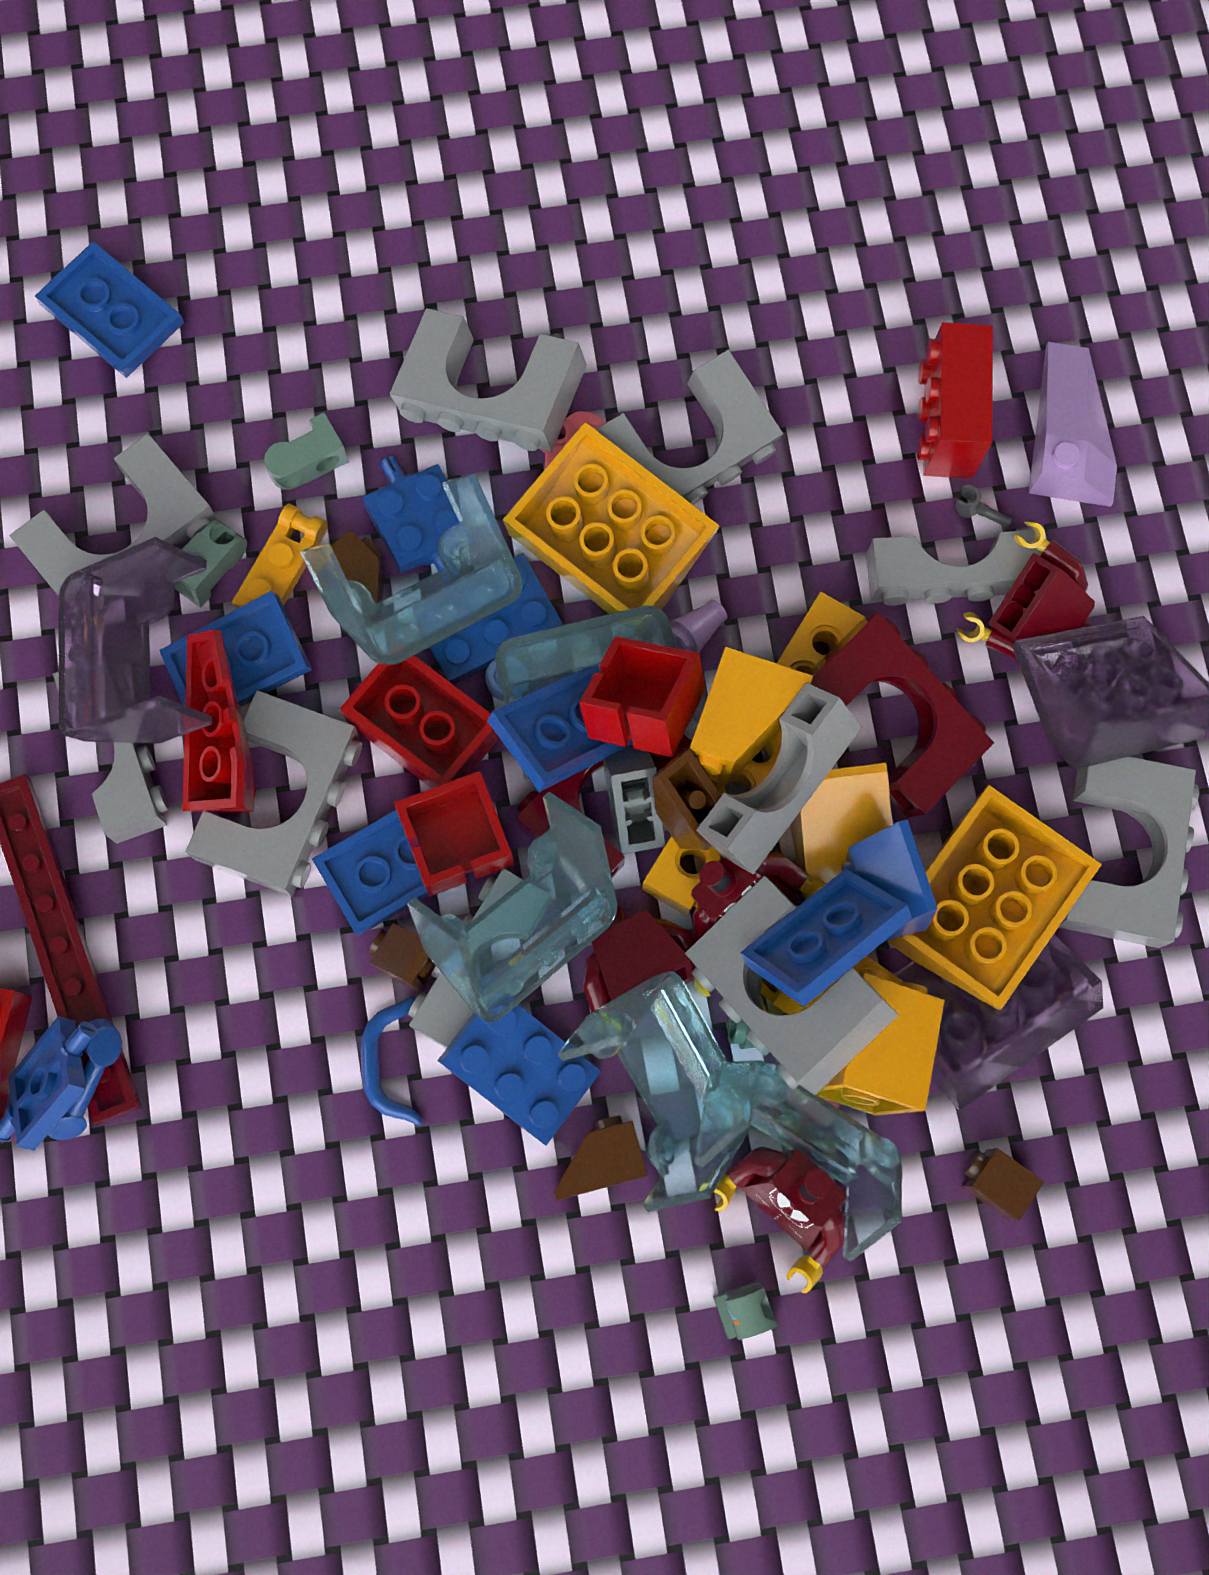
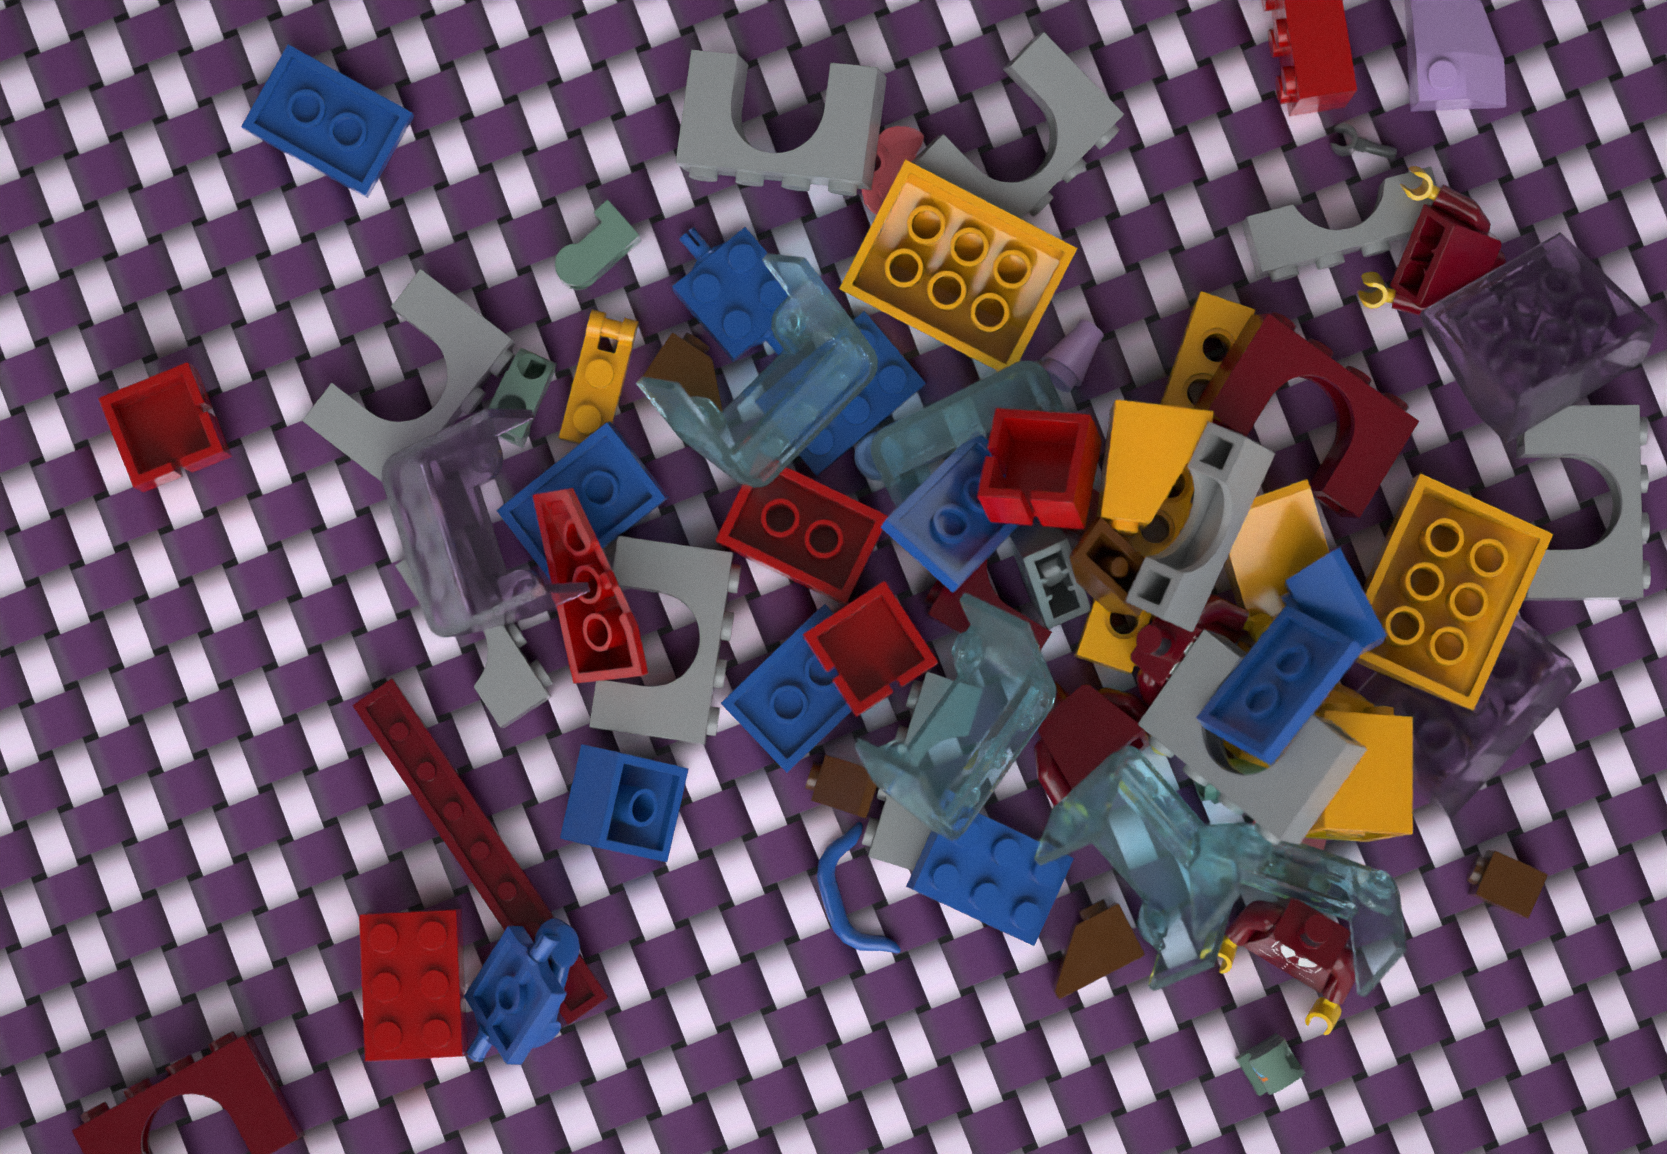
camera: 10 degrees left, 10 degrees up
(202, 930) = (624, 803): none -> blue slope

